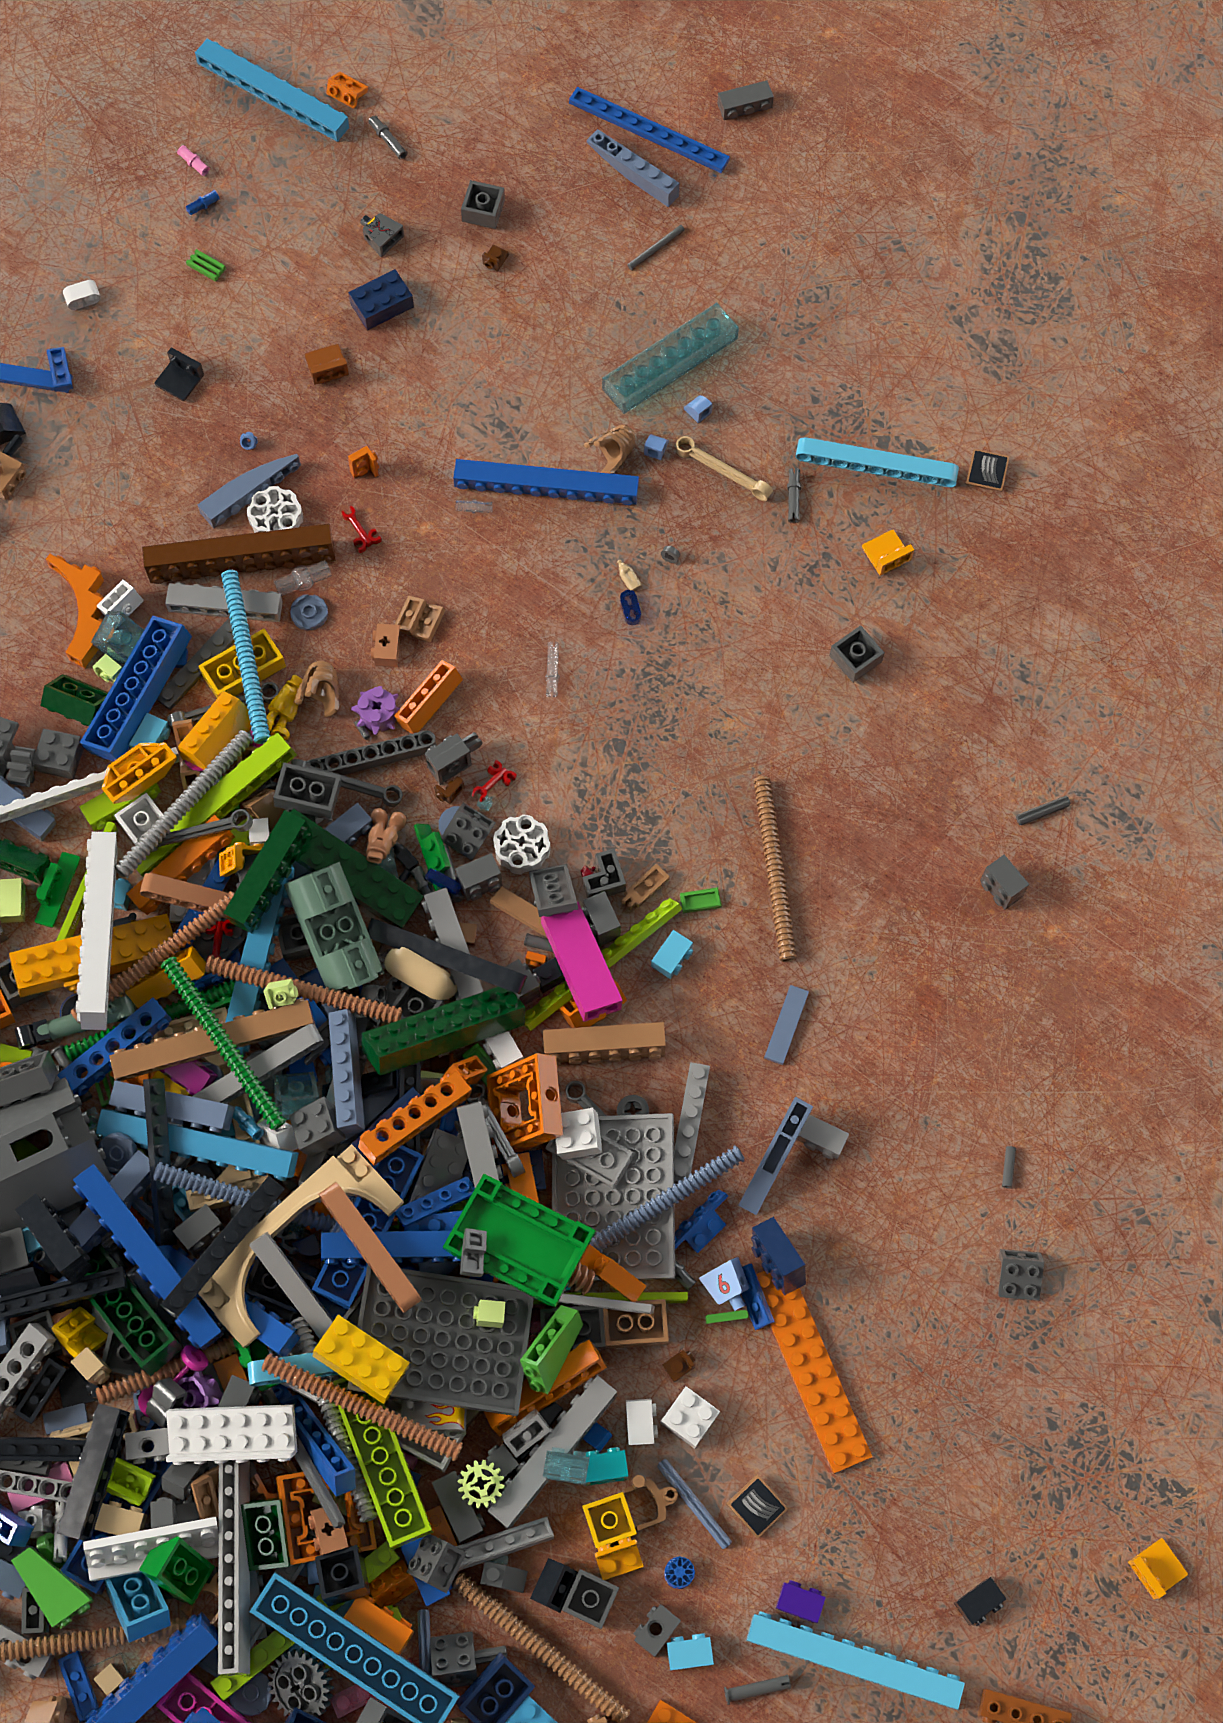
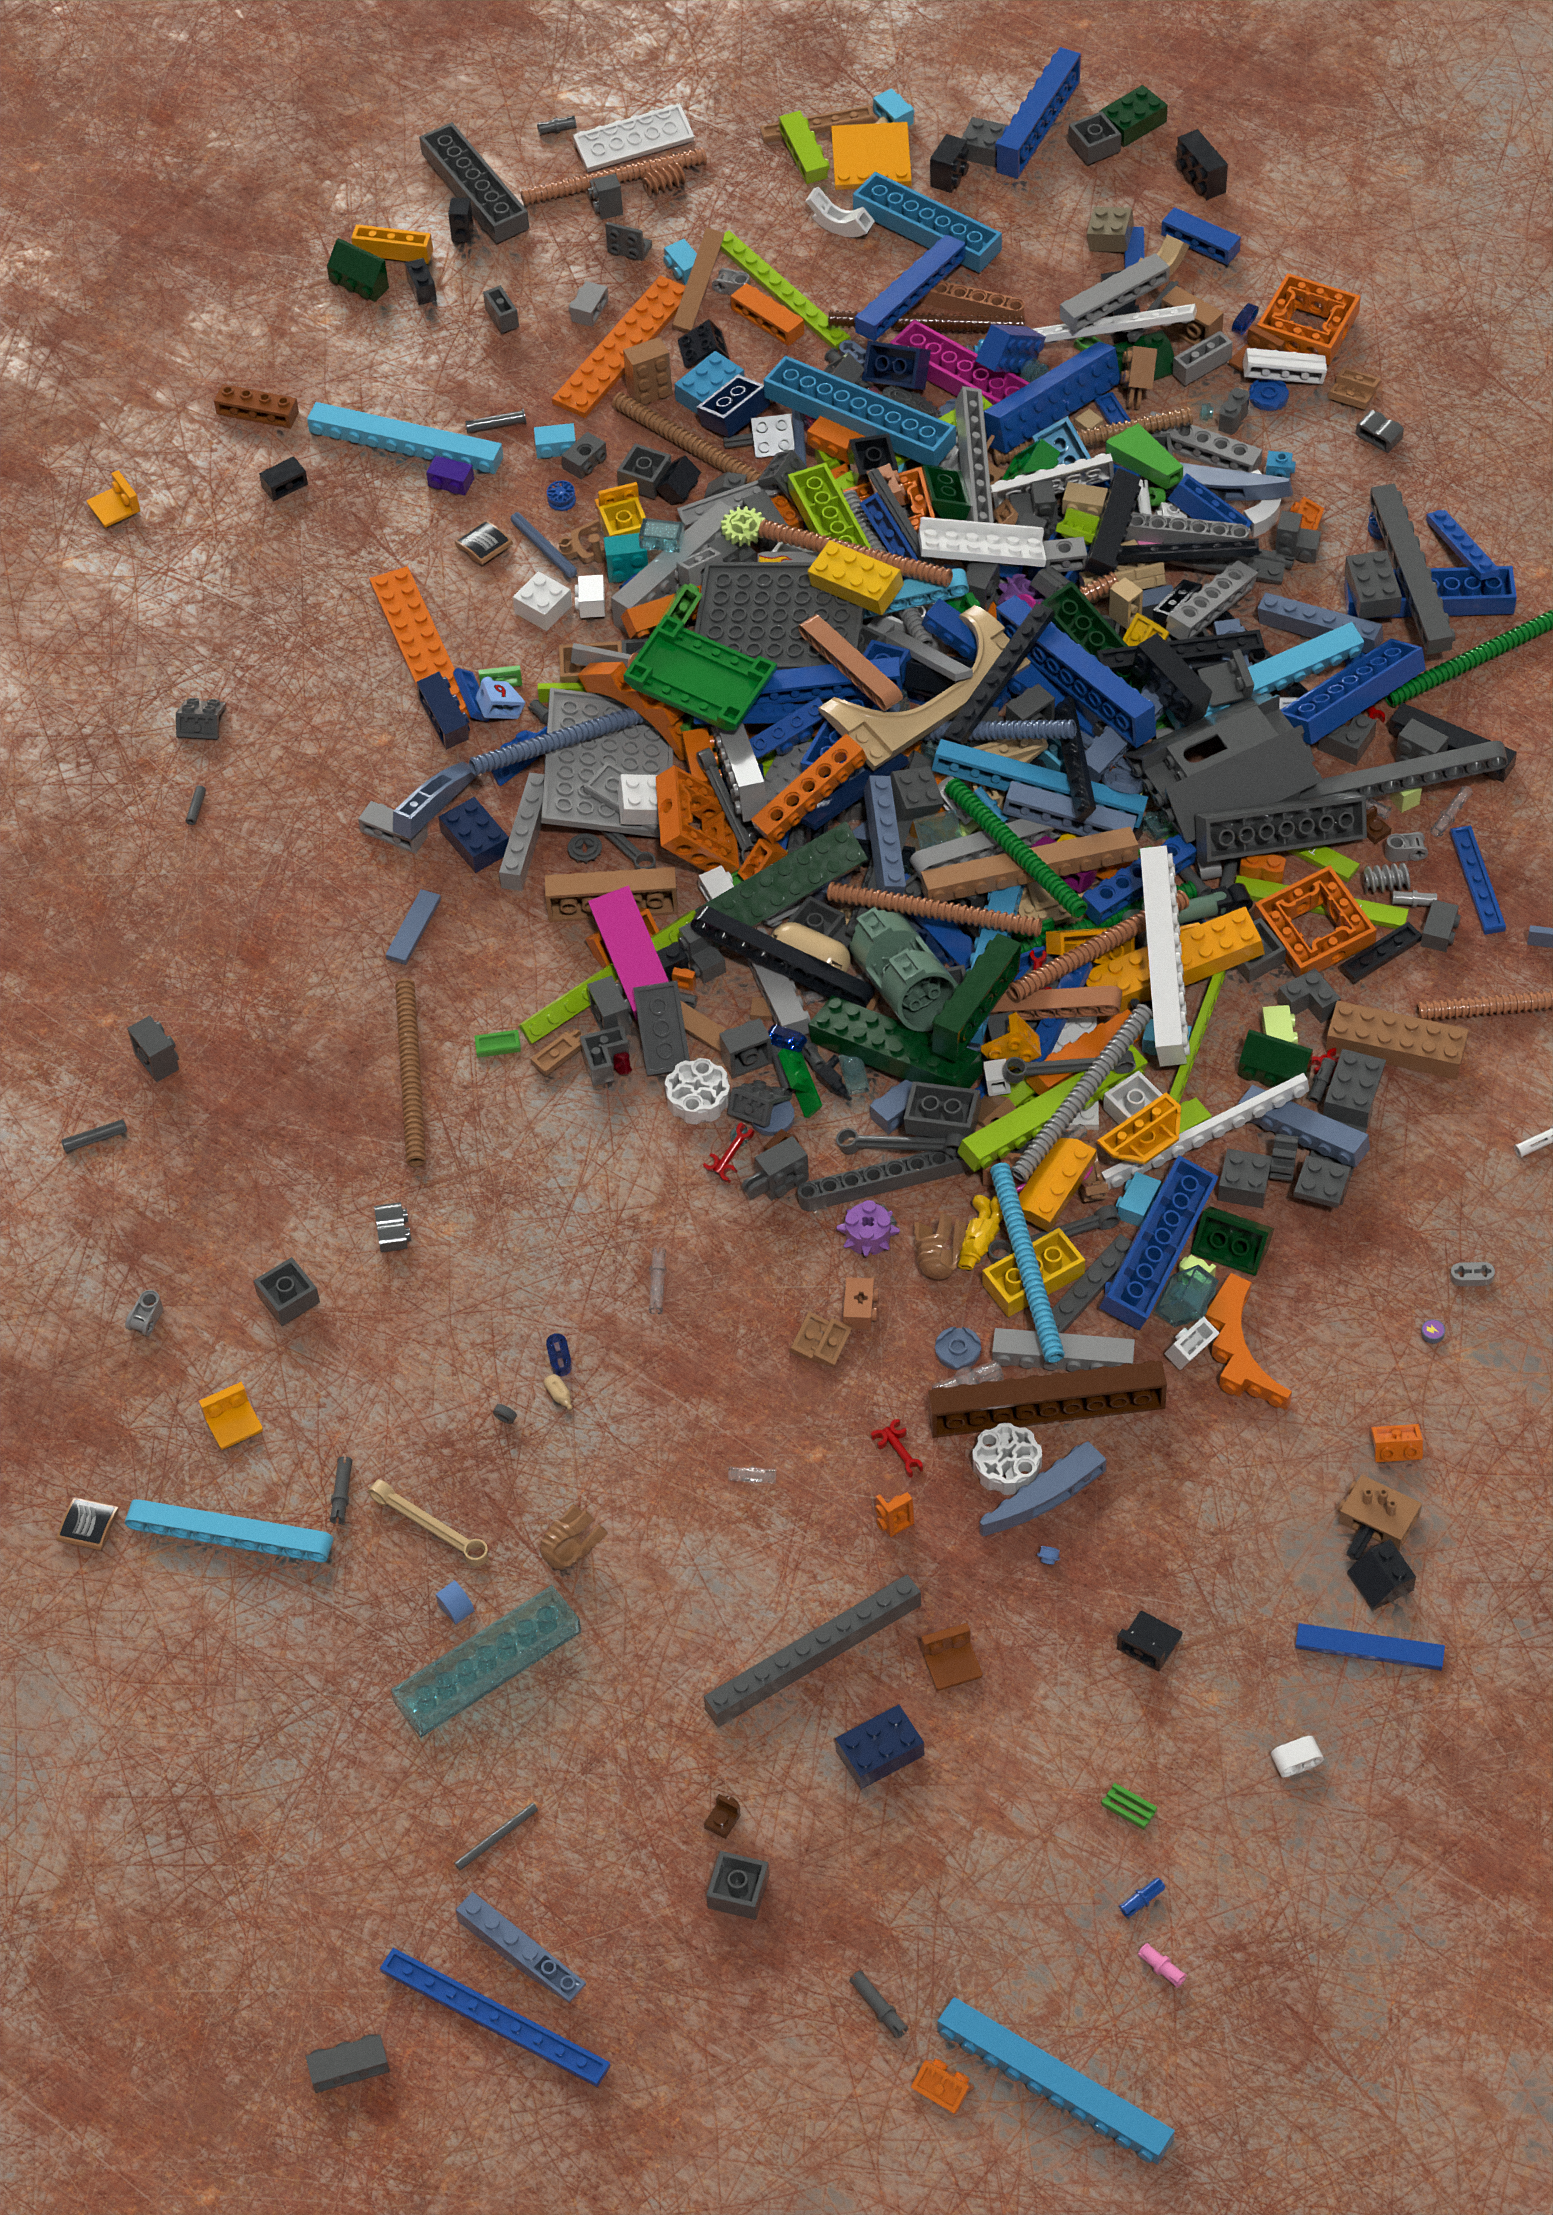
camera: 175 degrees left, 15 degrees down
(55, 888) = (1228, 1045): green bracket -> none
(59, 369) = (1312, 1647): blue tile -> none
(274, 991) = (956, 893): yellowish green brick -> none
(381, 232) = (883, 1849): dark grey torso -> none
(382, 838) = (856, 1079): nougat piece -> none
(427, 368) = (812, 1650): none -> dark grey brick
(428, 697) = (806, 1238): orange brick -> none
(473, 1252) = (746, 655): dark grey slope -> none
(489, 1313) = (732, 631): yellowish green brick -> none
(546, 481) = (660, 1502): blue brick -> none
(655, 447) = (513, 1552): medium blue brick -> none
(672, 954) = (533, 985): medium azure brick -> none
(679, 1365) = (549, 644): reddish brown bracket -> none
(737, 1120) = (474, 834): none -> dark blue brick
(776, 716) = (391, 1227): none -> dark grey brick
(971, 639) = (143, 1316): none -> light grey piece

